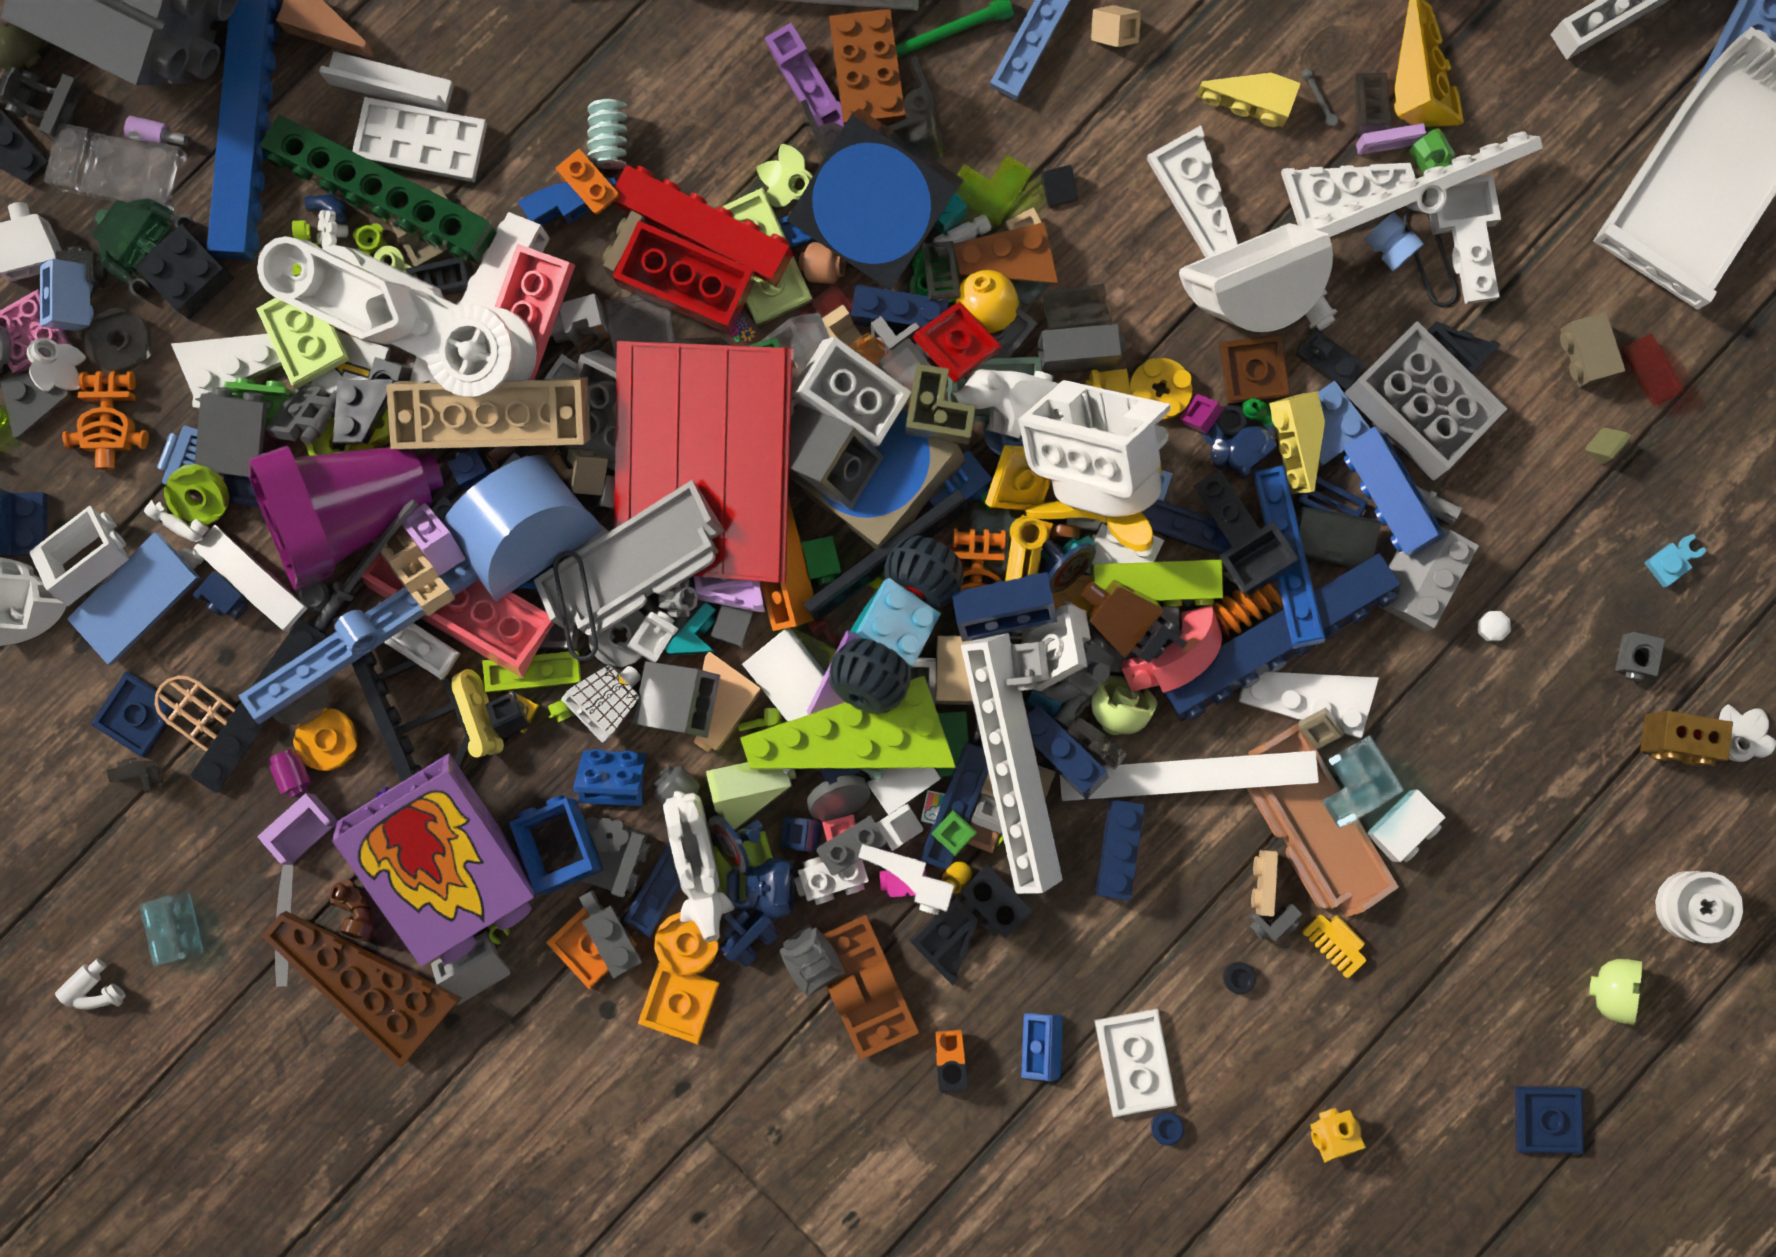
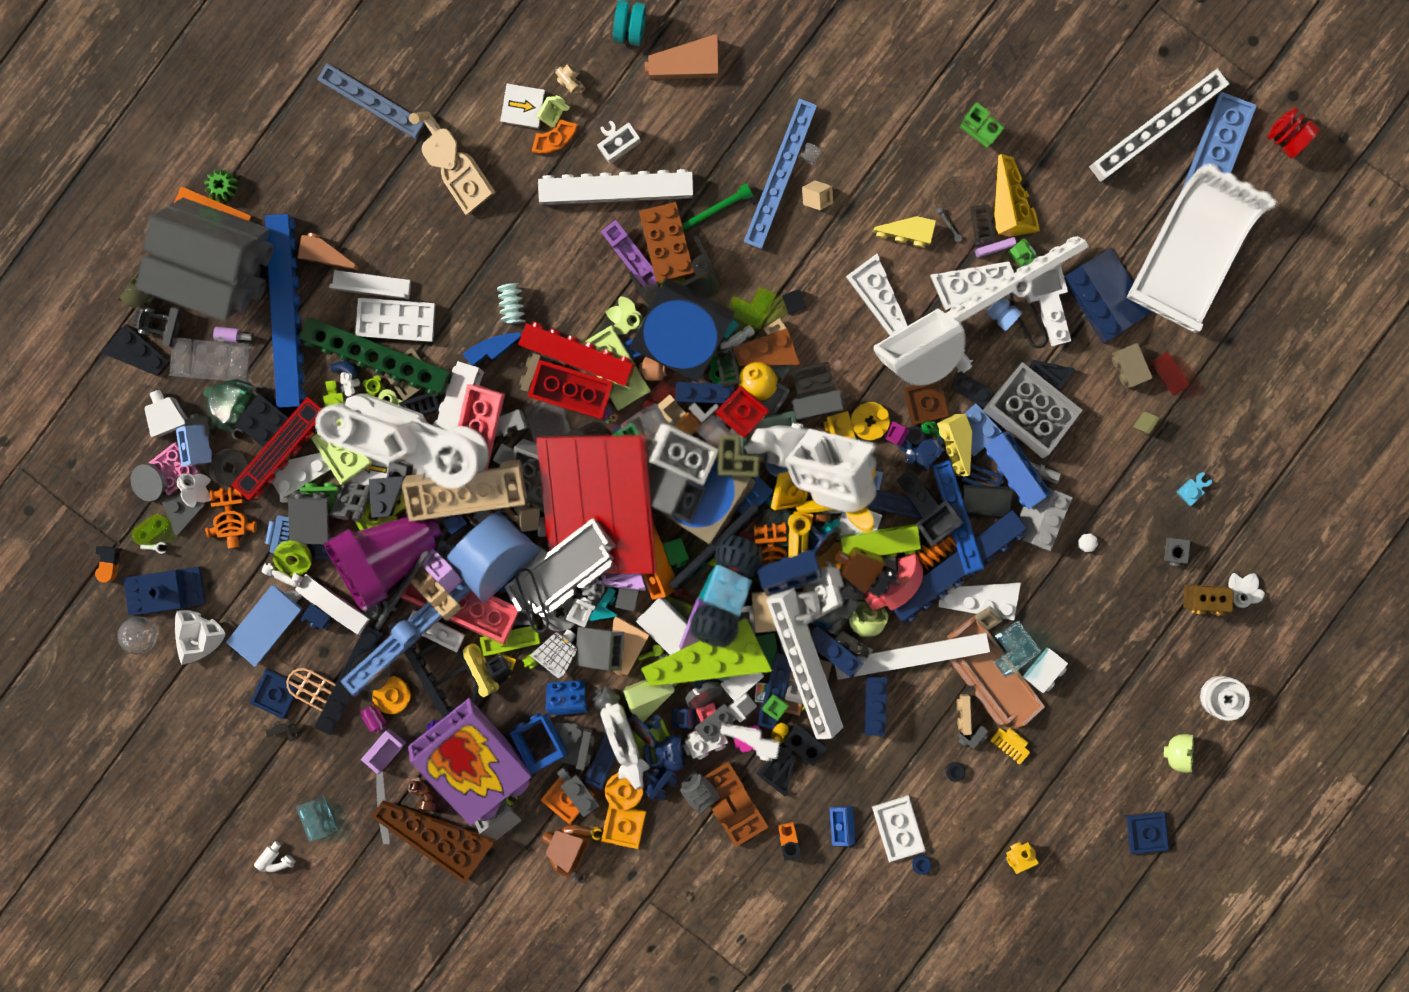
camera: 10 degrees left, 5 degrees up
(70, 540) = (219, 595): white window -> none
(194, 323) = (278, 451): none -> brick
(580, 1028) = (568, 848): none -> torso
(587, 181) = (503, 337): orange bracket -> none
(1553, 233) = (1101, 294): none -> dark blue slope

